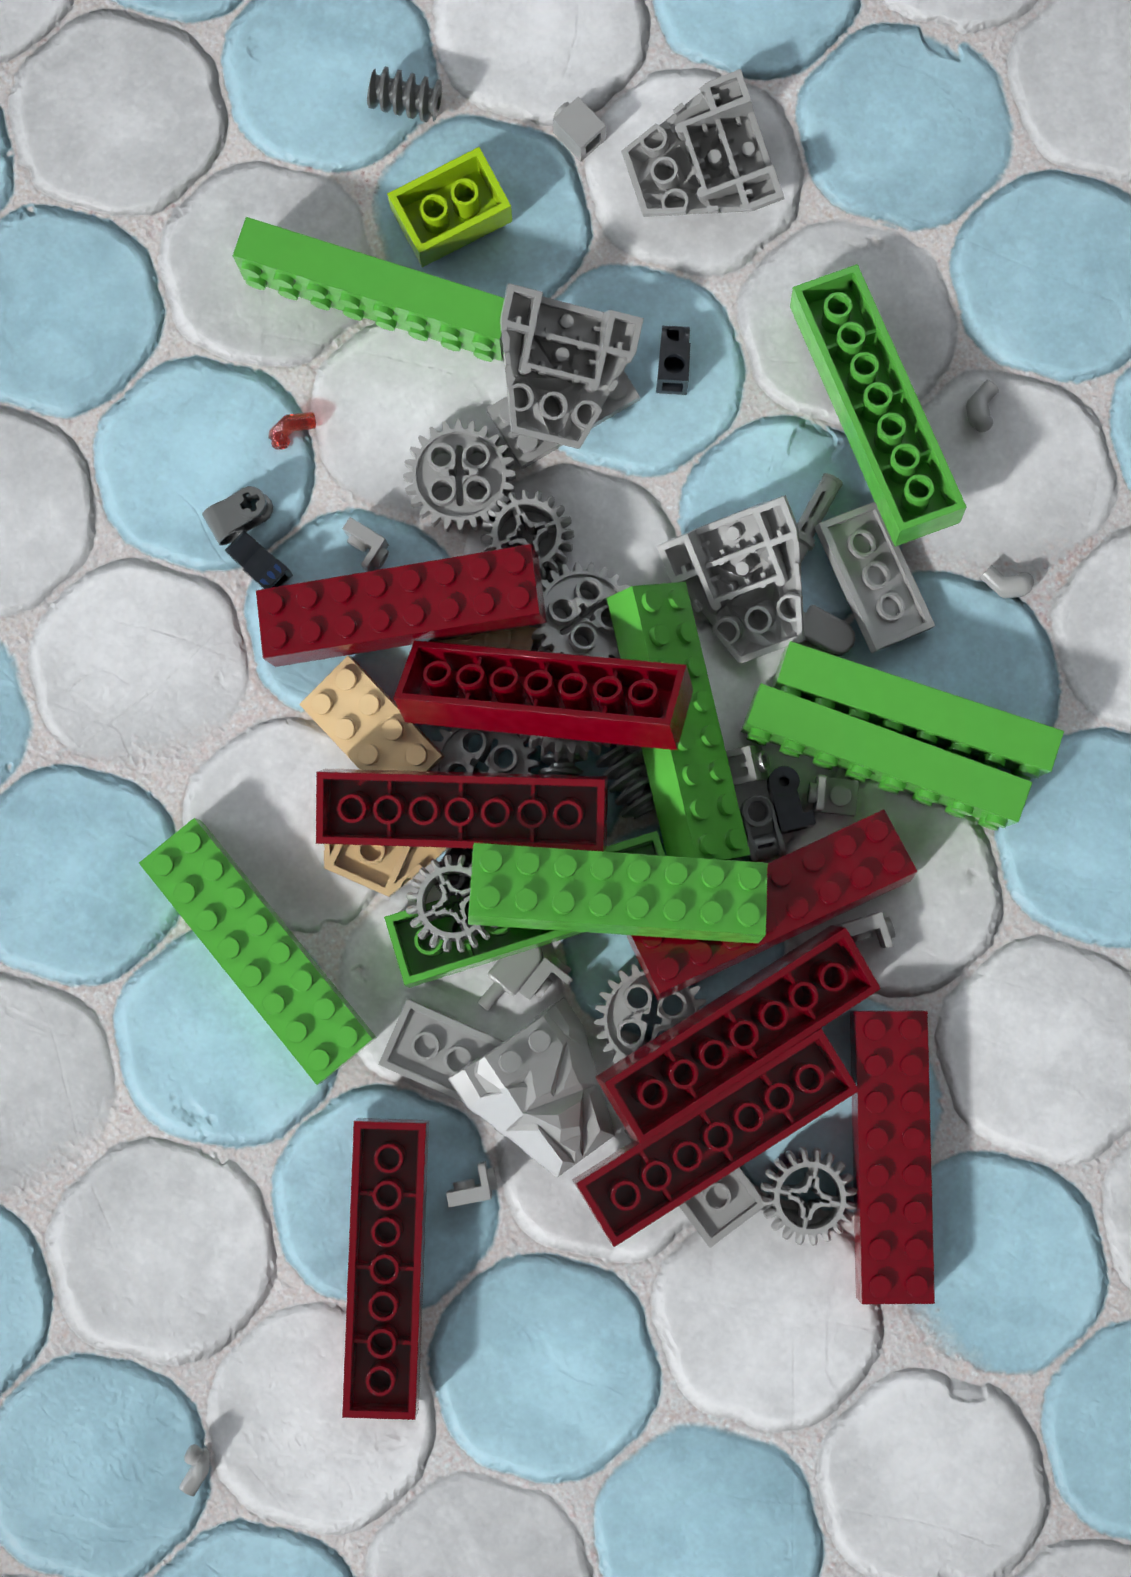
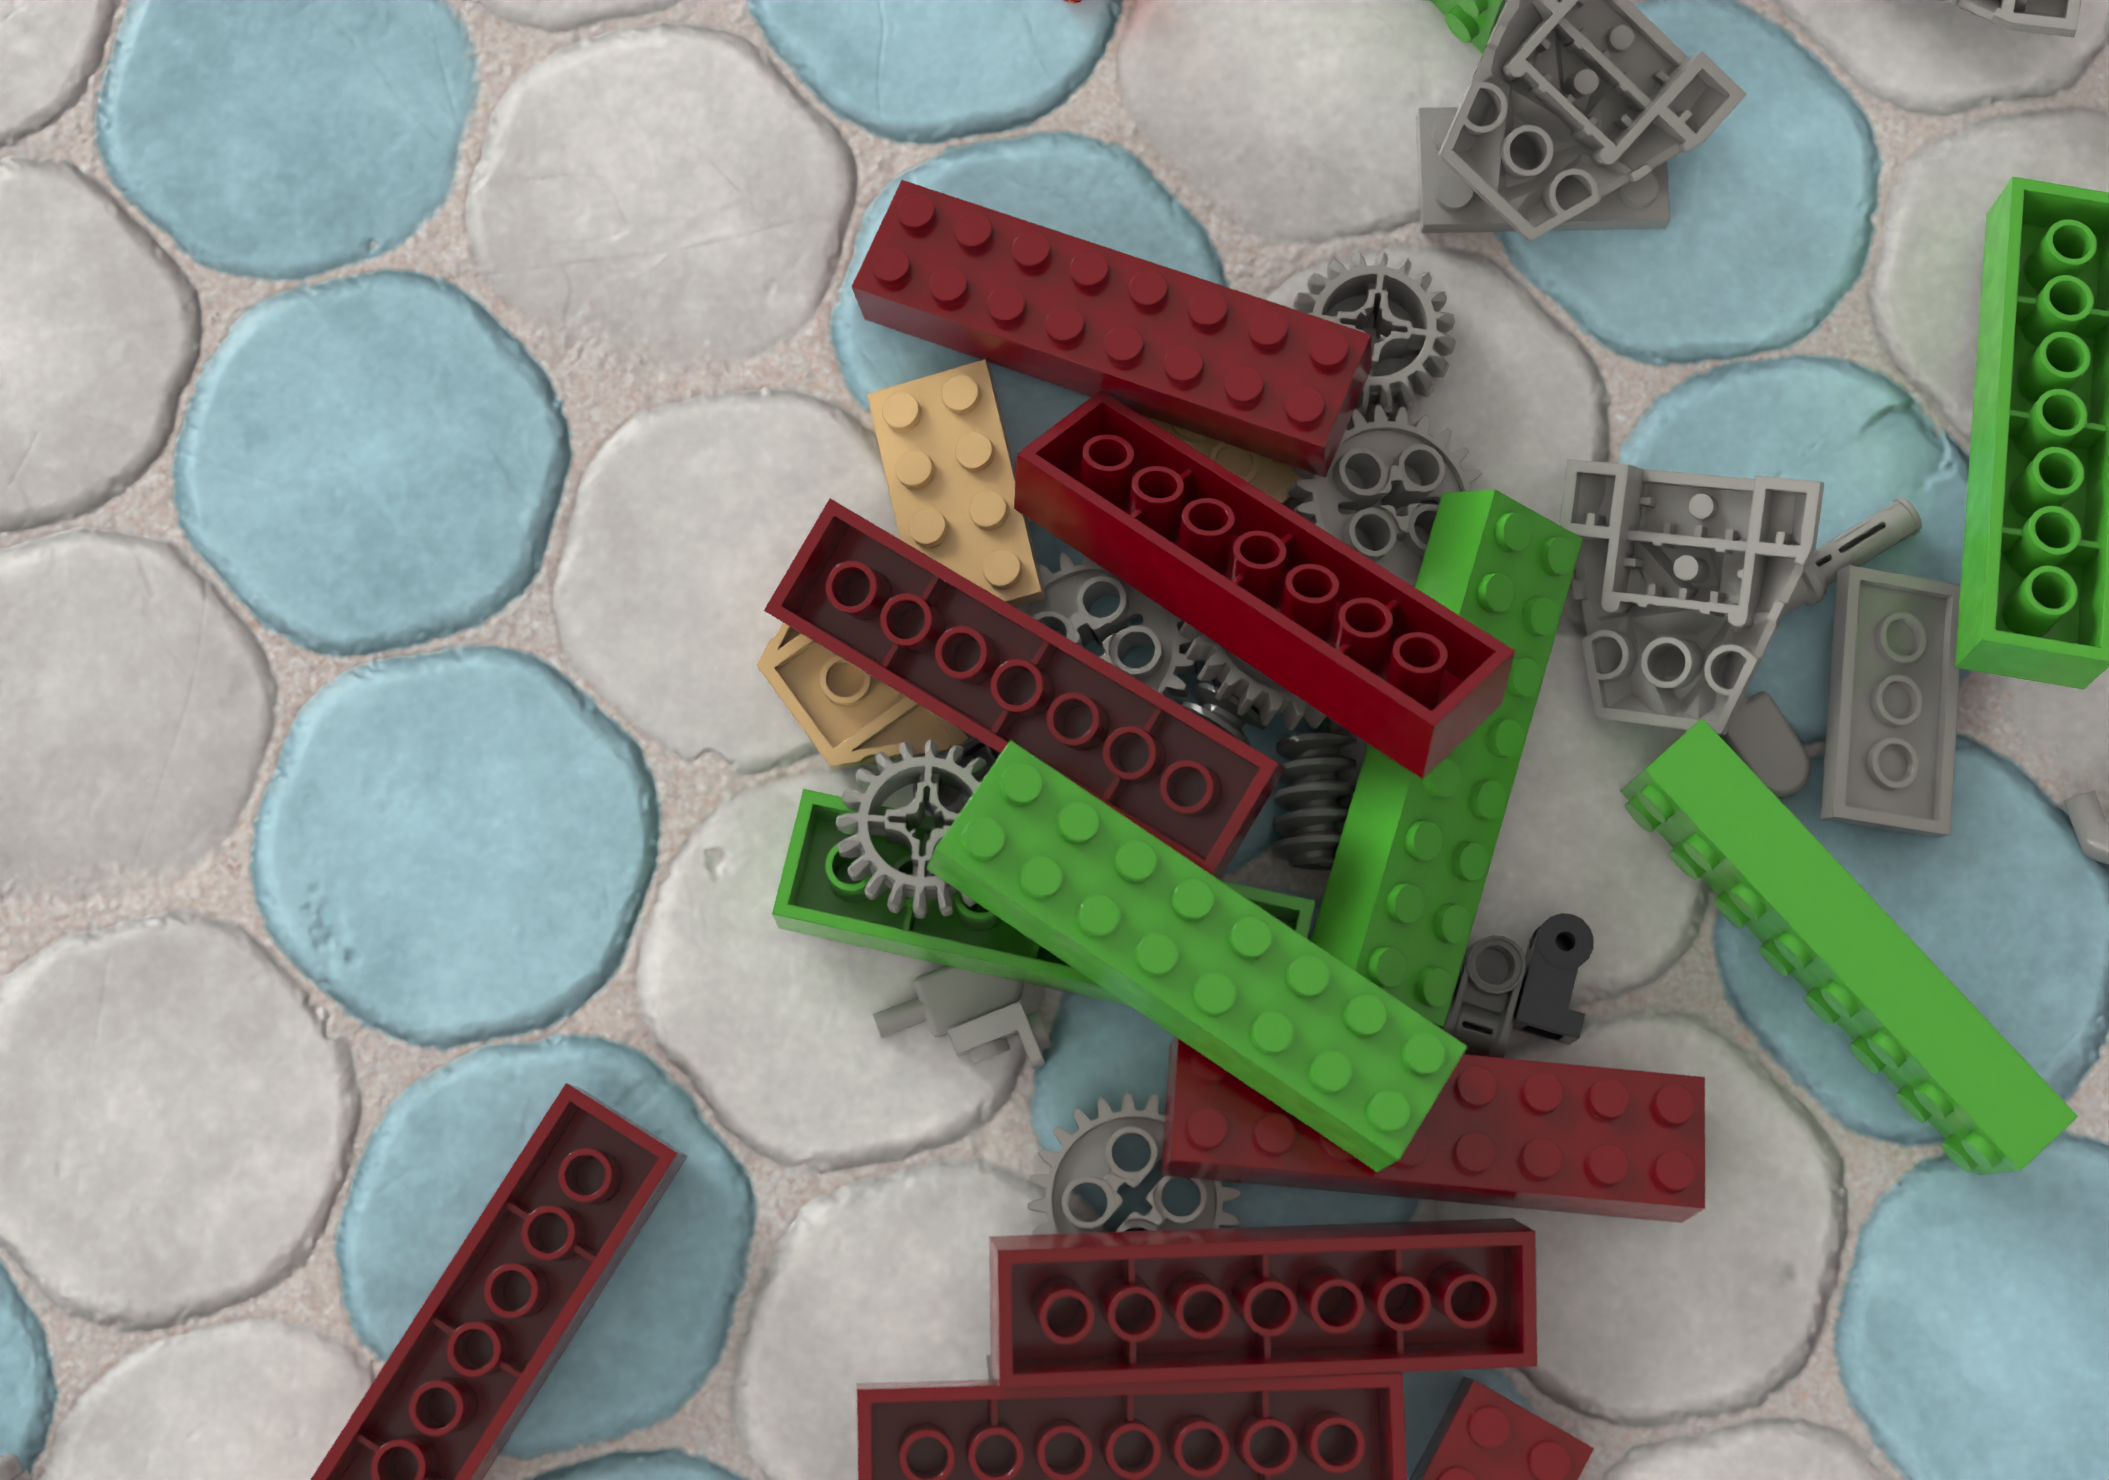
camera: 30 degrees right, 5 degrees down
(234, 515) = (938, 57): dark grey piece -> none
(257, 950) = (578, 736): bright green brick -> none
(258, 562) = (931, 143): black leg -> none
(364, 538) = (1115, 198): light grey bracket -> none
(429, 477) = (1268, 162): light grey gear -> none
(433, 1047) = (788, 1087): light grey plate -> none
(467, 1192) = (680, 1305): light grey bracket -> none
(541, 1090) = (891, 1212): light grey wedge -> none
(674, 360) = (1754, 195): black leg -> none
(748, 764) = (1521, 883): light grey bracket -> none
(833, 795) = (1631, 1013): light grey bracket -> none
(861, 928) = (1559, 1250): light grey bracket -> none
(885, 757) = (1755, 1000): bright green brick -> none

